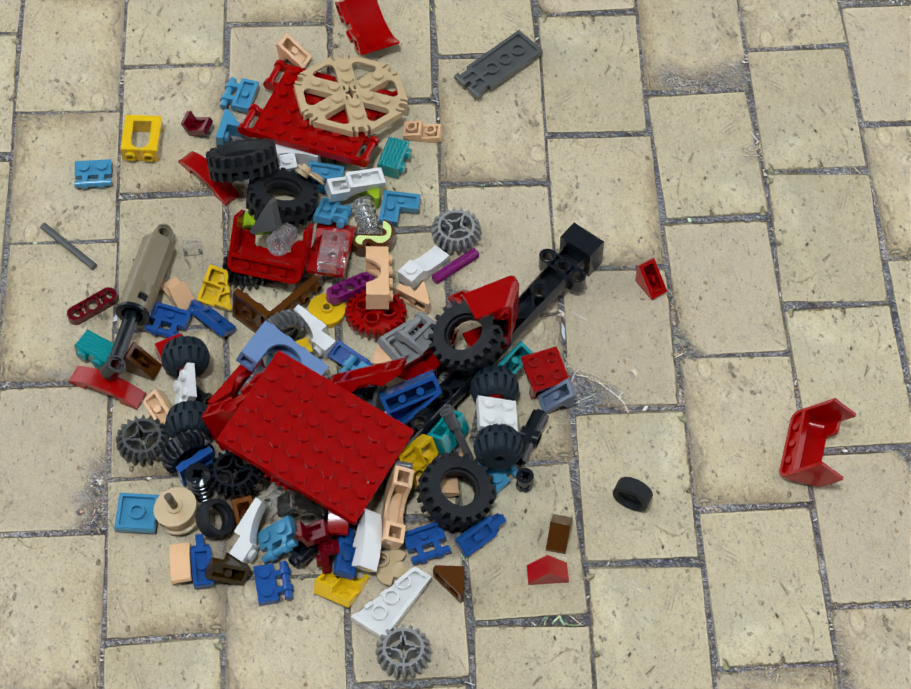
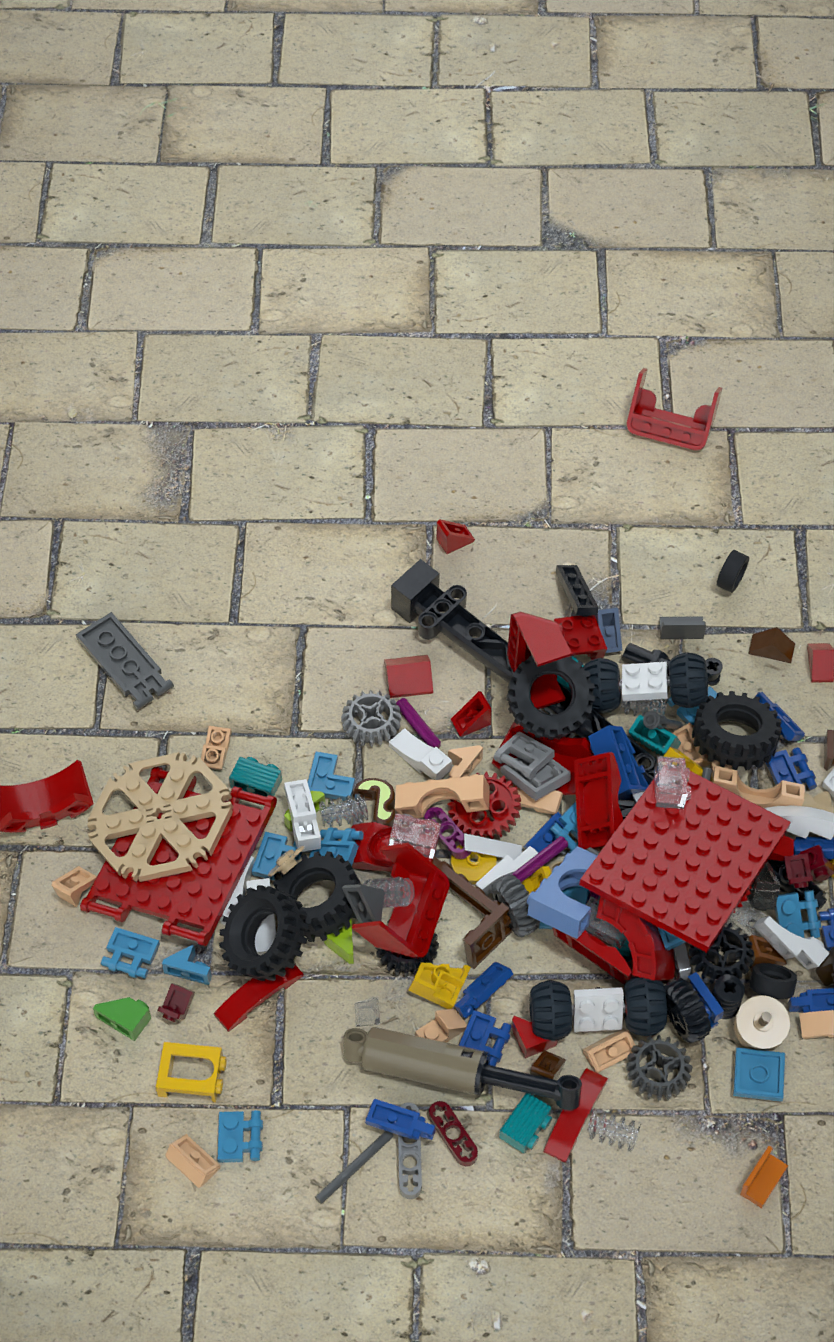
camera: 85 degrees left, 0 degrees up
(49, 514) = (763, 1178): none -> orange panel
(77, 149) = (192, 1160): none -> light nougat slope
(79, 282) = (410, 1150): none -> light grey beam
(88, 407) = (613, 1130): none -> clear piece
(96, 264) = (399, 1121): none -> blue hinge
(185, 95) = (124, 1016): none -> bright green slope
(320, 346) = (540, 859): none -> magenta axle
(336, 316) = (491, 846): none -> white sticker
(379, 420) = (671, 782): none -> clear brick
(503, 255) = (409, 676): none -> red slope
(573, 459) = (682, 627): none -> dark grey panel
(594, 367) = (577, 590): none -> black plate

